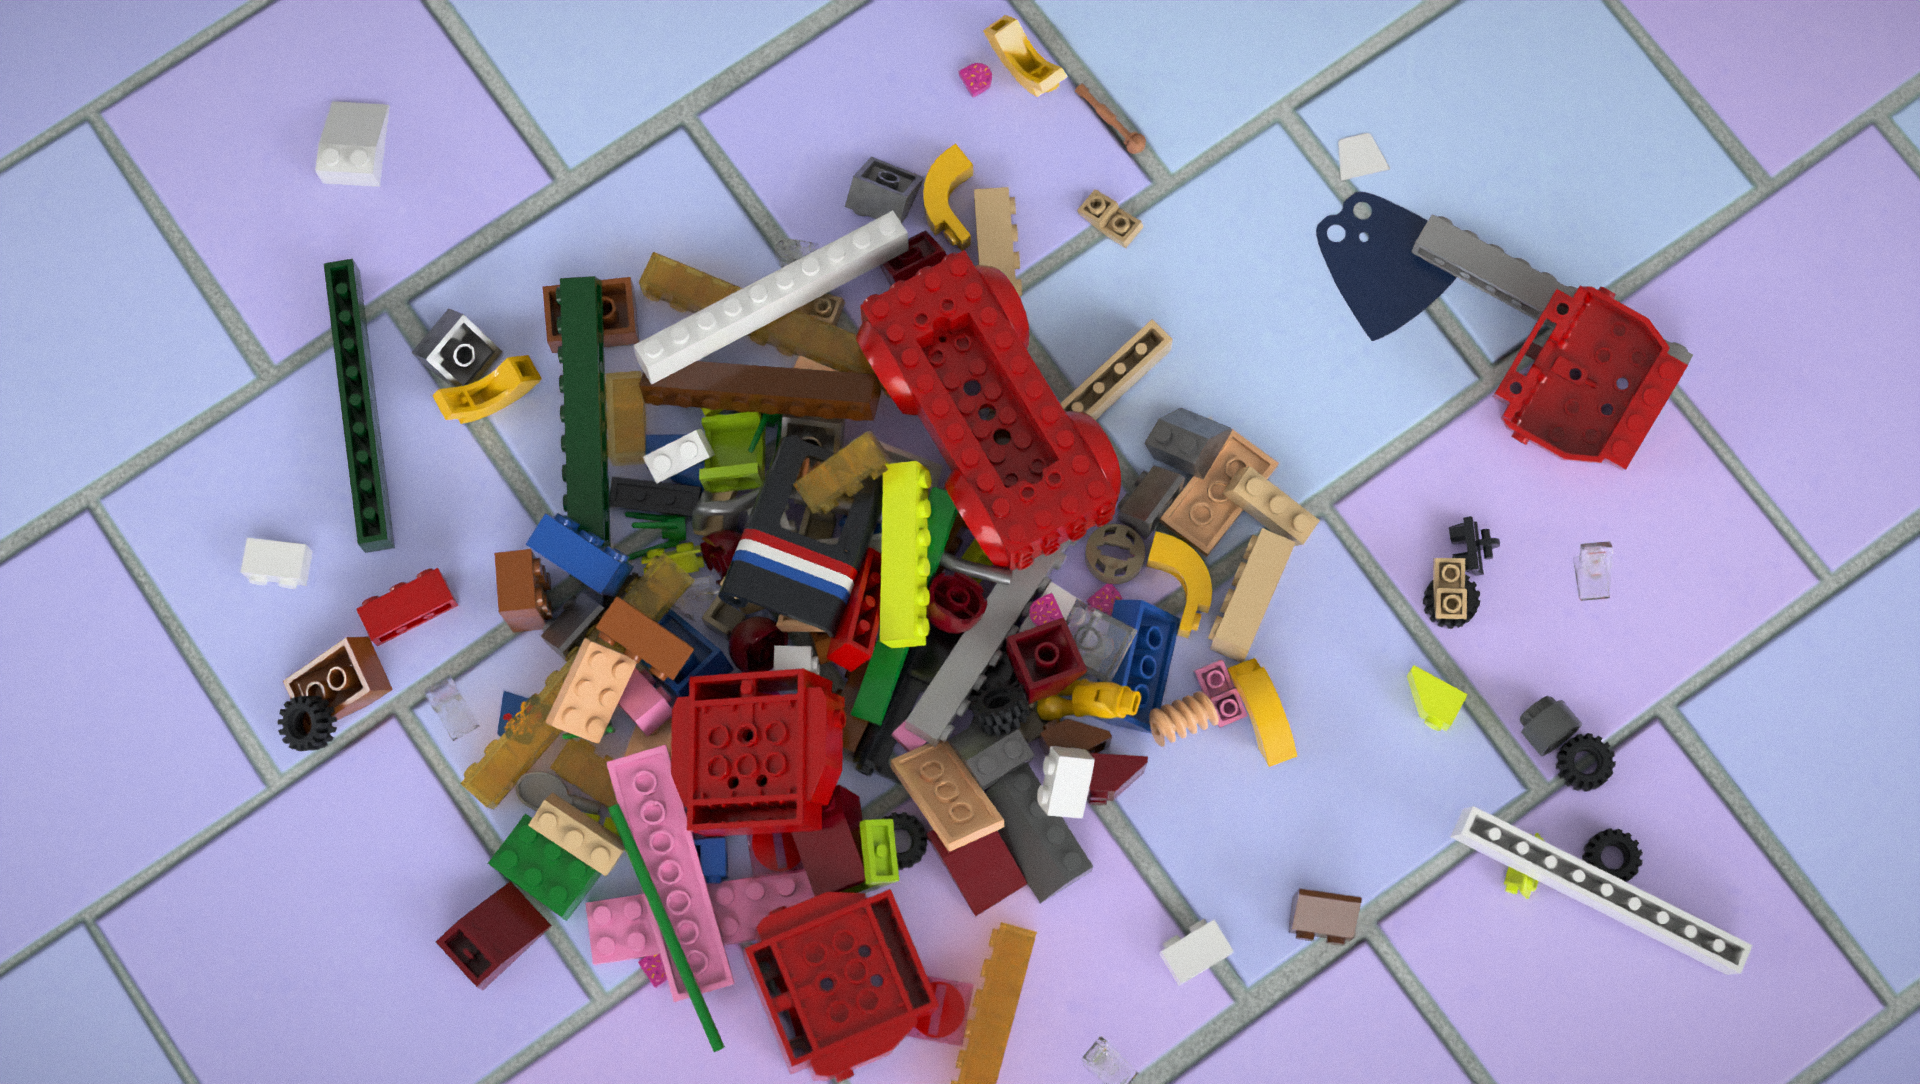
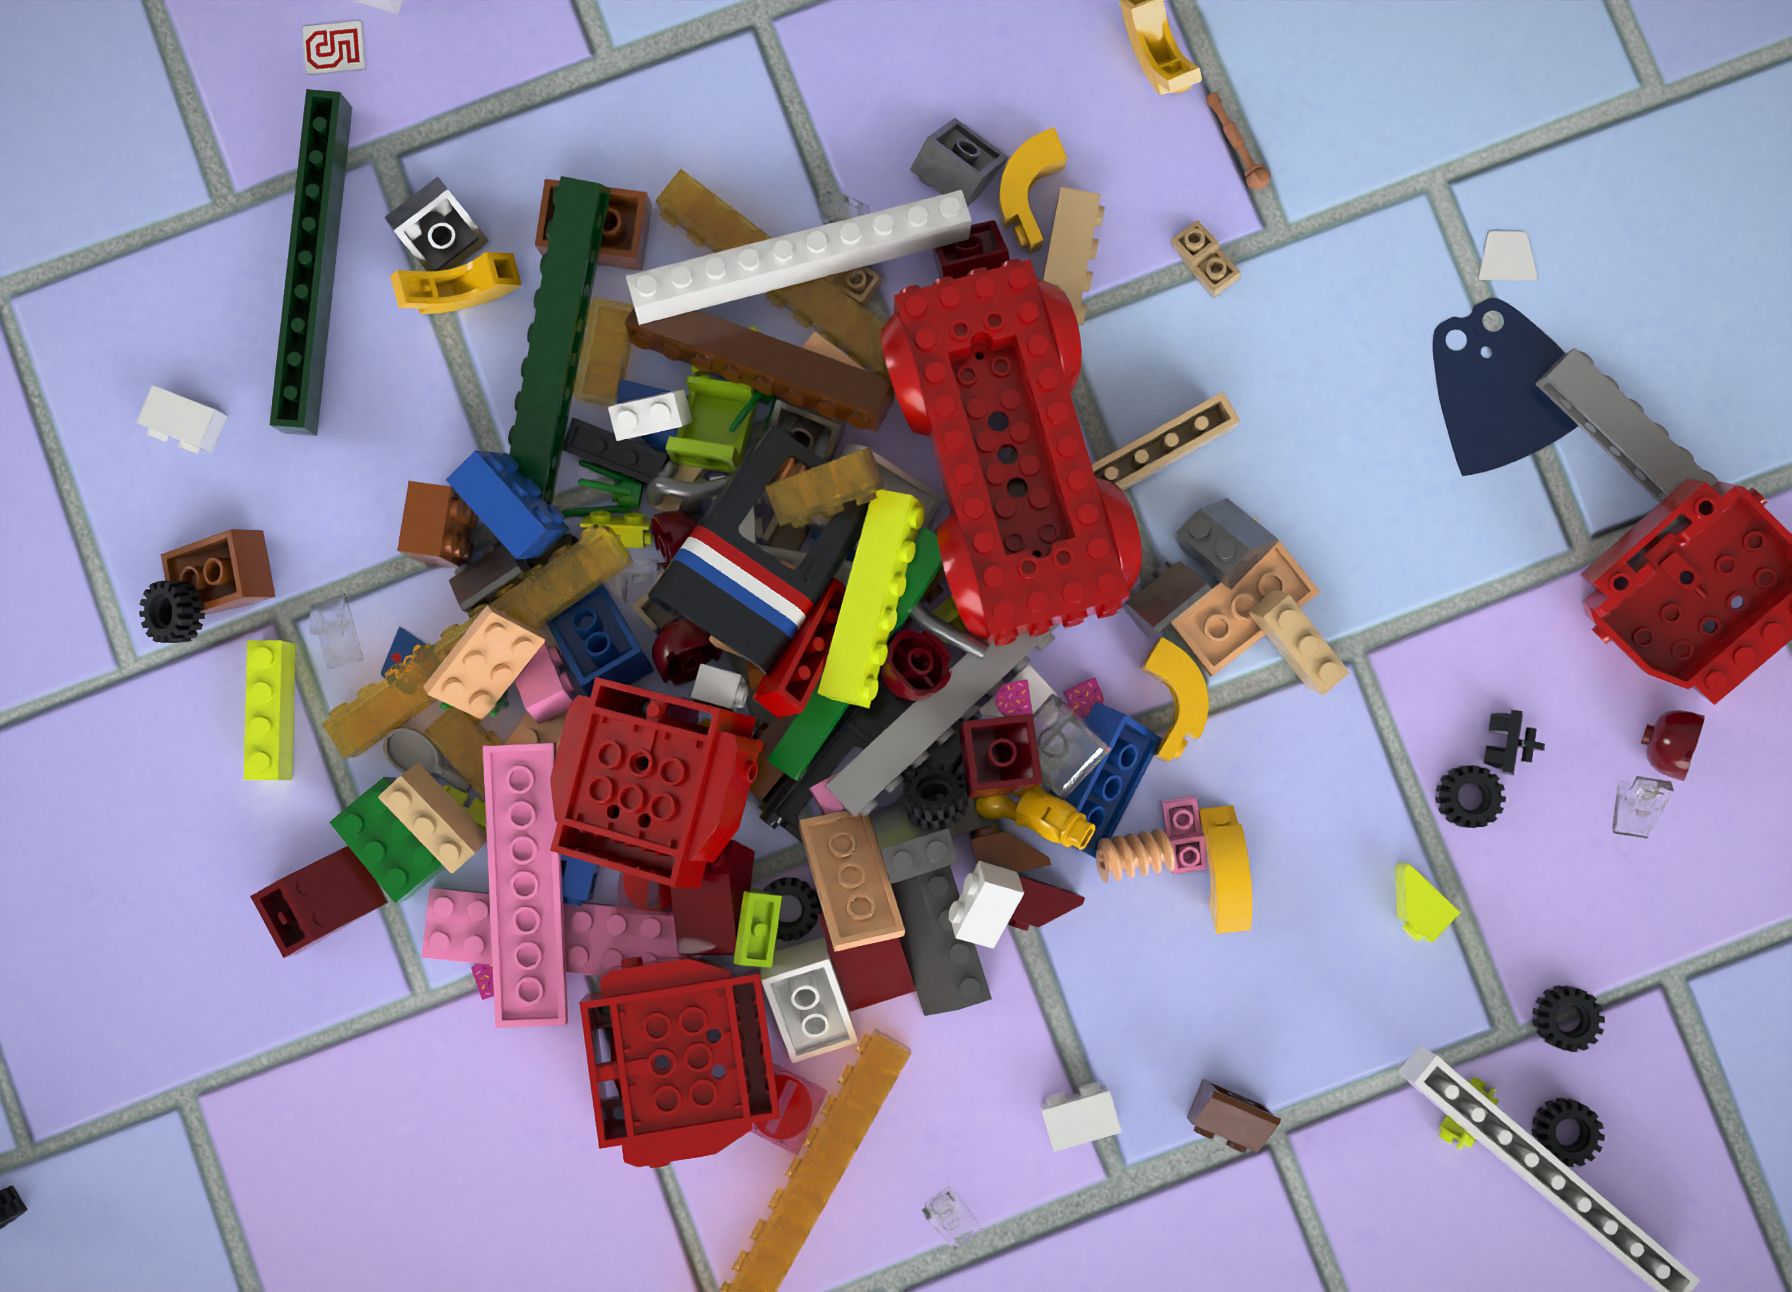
camera: 15 degrees right, 10 degrees up
(331, 226) = (333, 47): none -> white sticker
(406, 606) = (312, 506): red brick -> none
(411, 786) = (269, 710): none -> neon yellow brick
(644, 639) = (554, 622): dark orange brick -> none
(666, 928) = (504, 946): green piece -> none
(938, 913) = (808, 1000): none -> white slope
(976, 78) = (1097, 55): dark pink tile -> none
(1113, 565) = (1102, 661): dark tan piece -> none
(1254, 586) = (1250, 737): tan brick -> none
(1449, 588) = (1473, 787): tan slope -> none
(1548, 724) = (1541, 968): dark grey piece -> none
(1605, 511) = (1673, 742): none -> dark red cylinder

